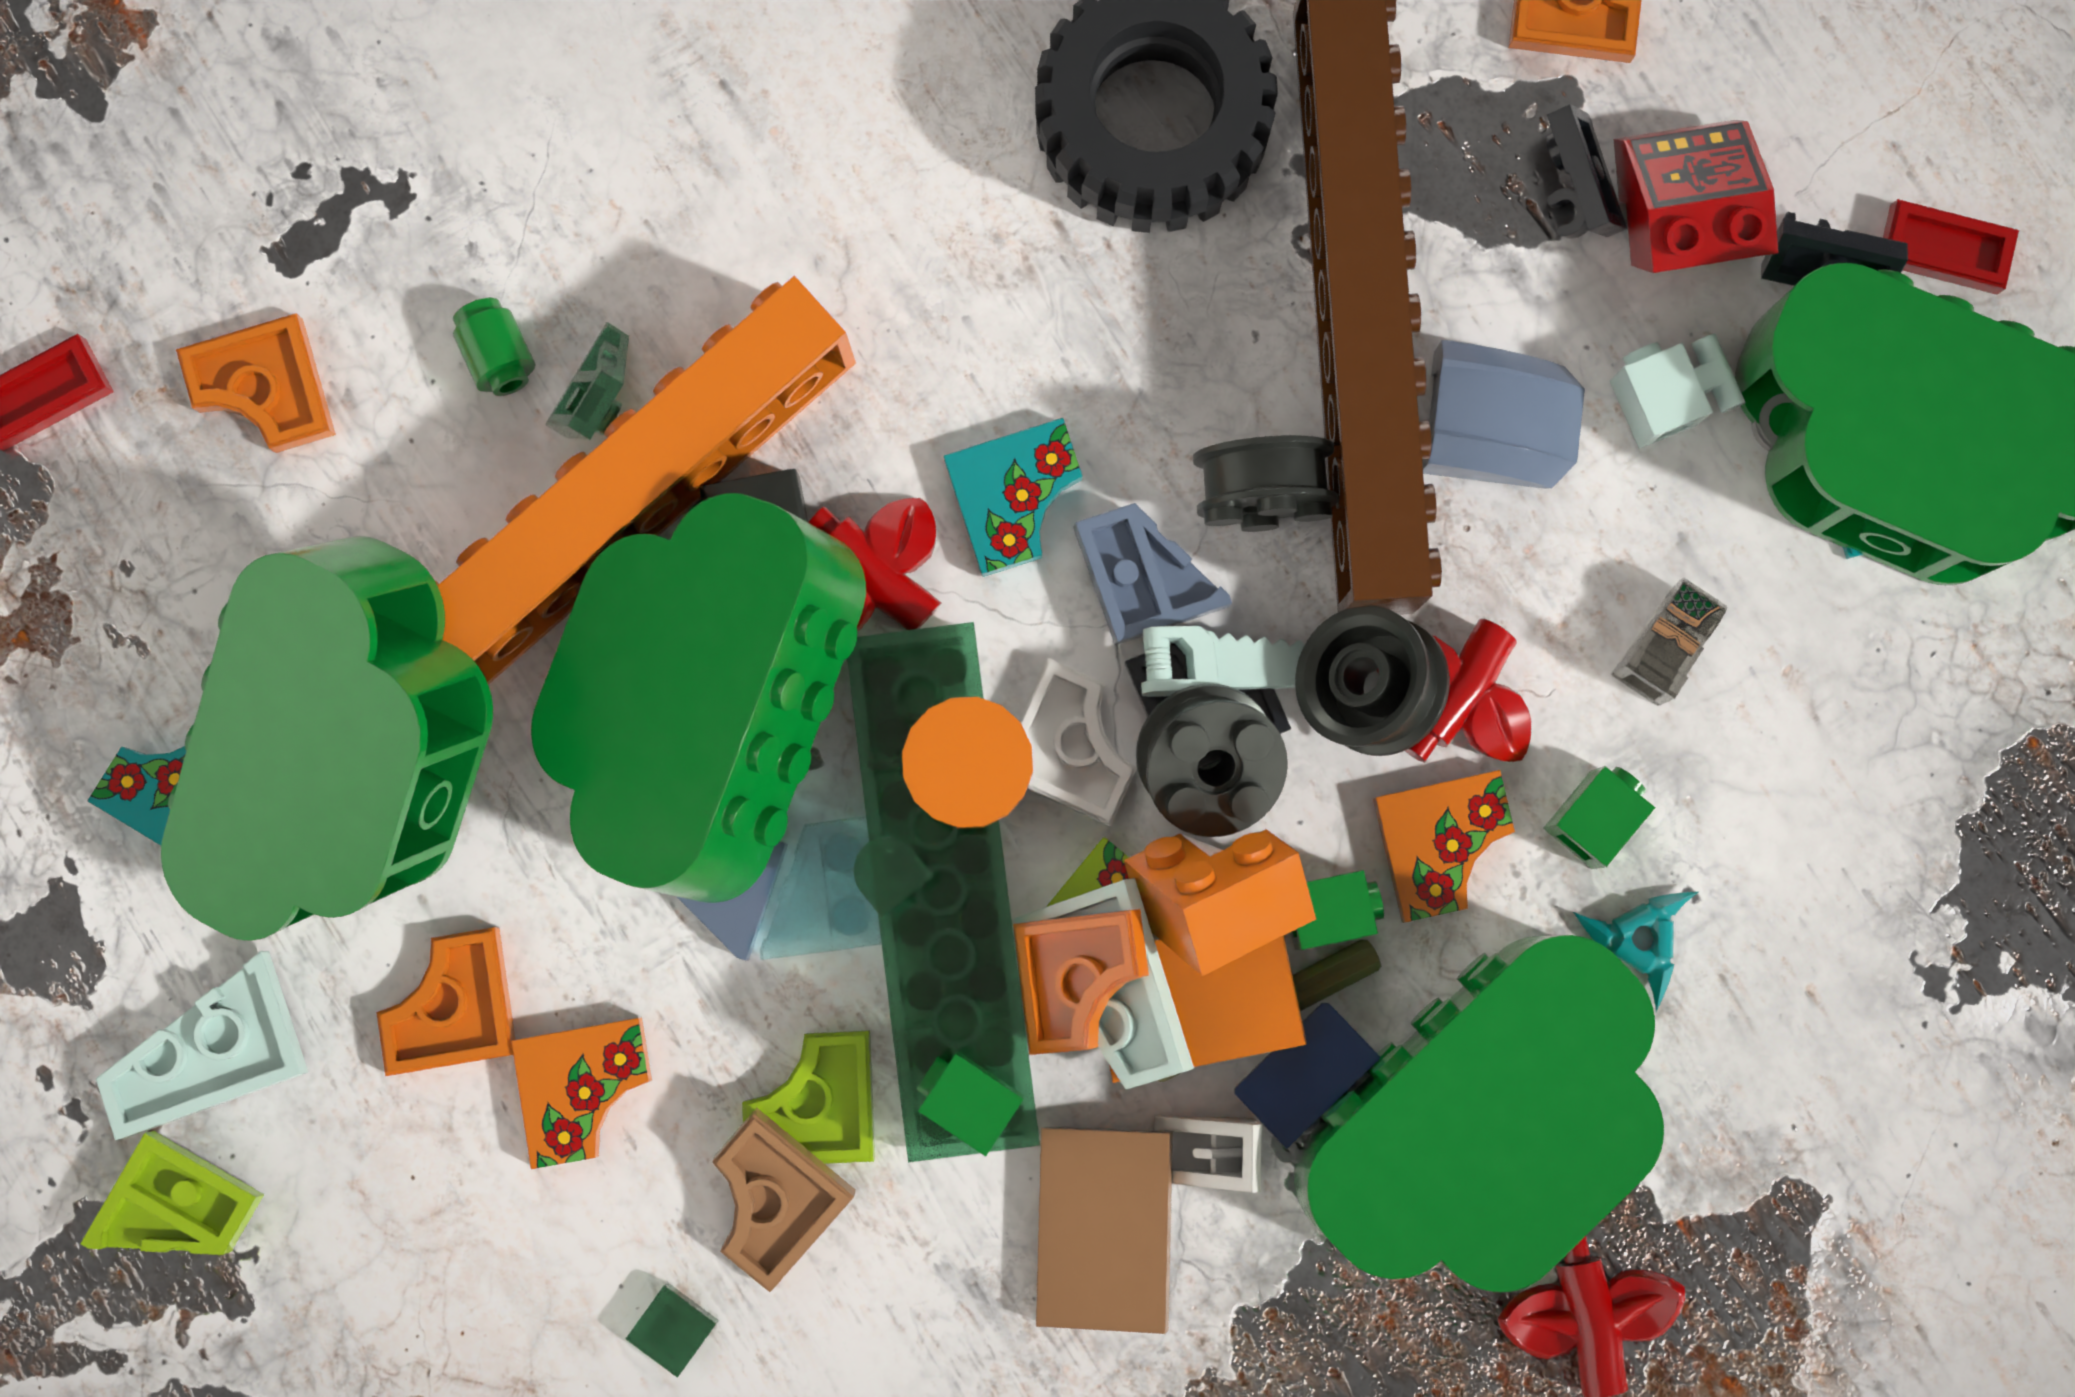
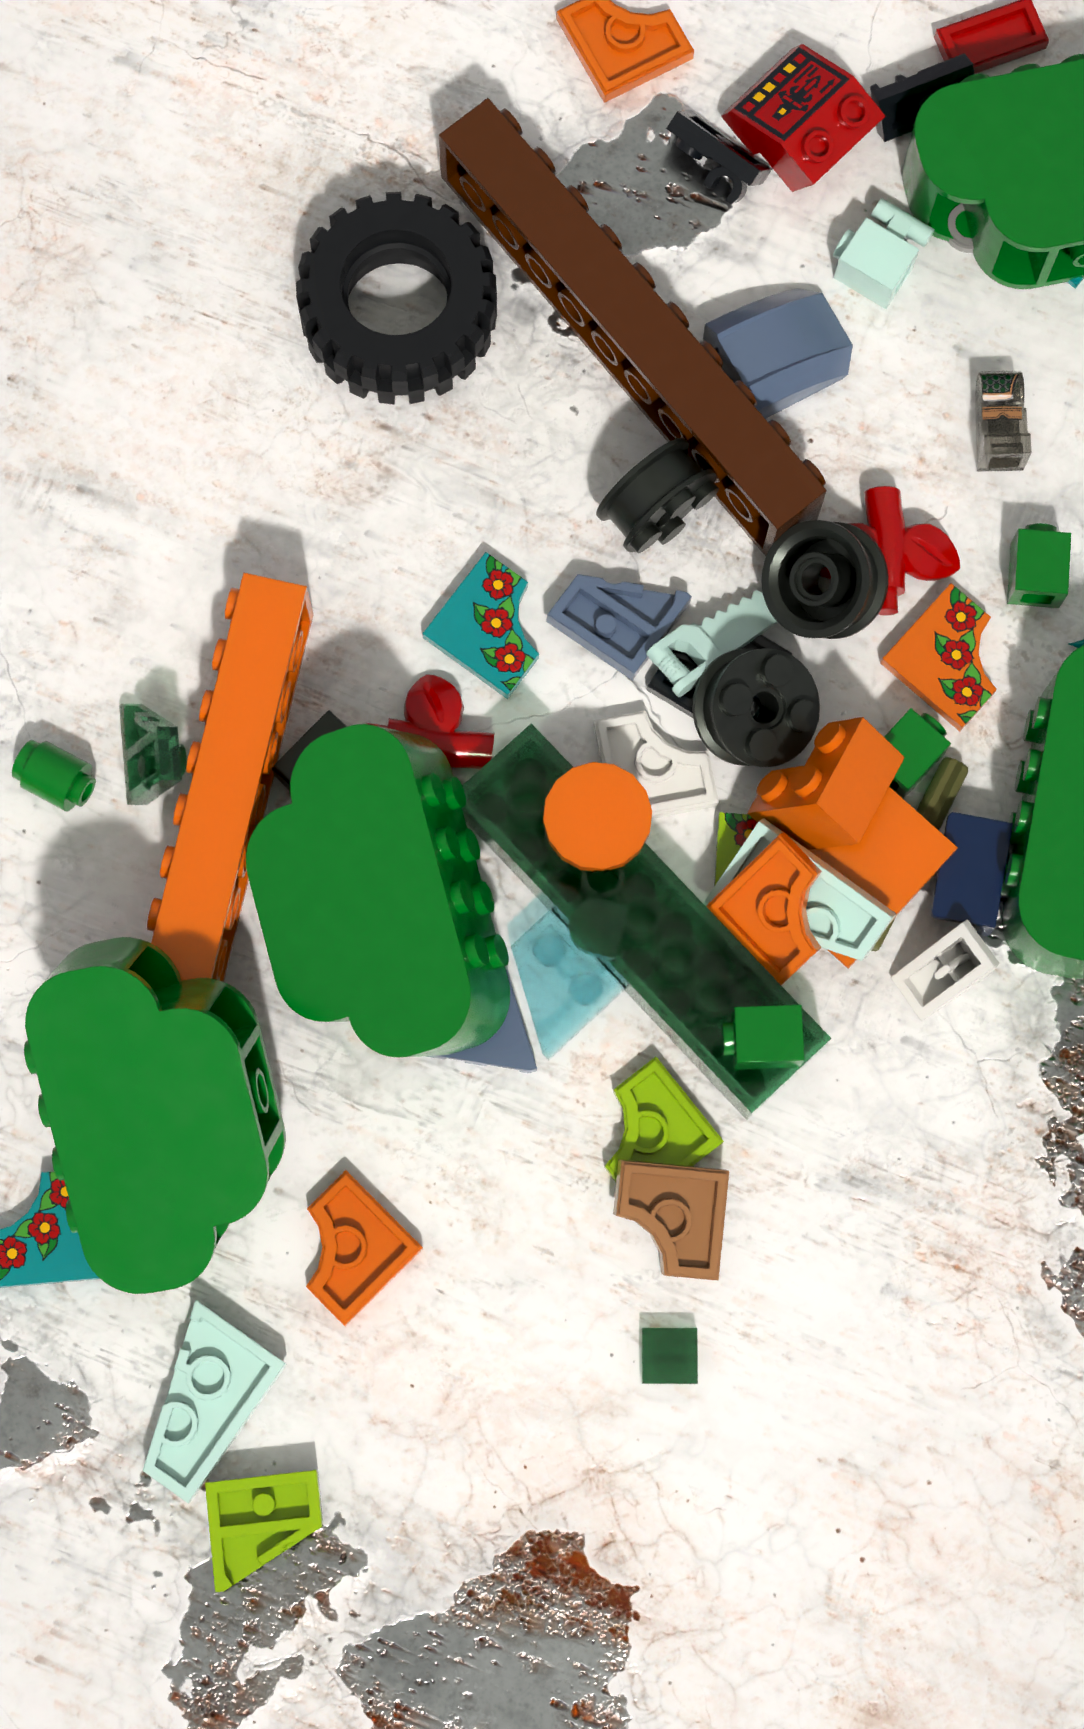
camera: 40 degrees left, 5 degrees down
(572, 1082) = (478, 1240): orange tile -> none
(1104, 1229) = (913, 1073): medium nougat tile -> none

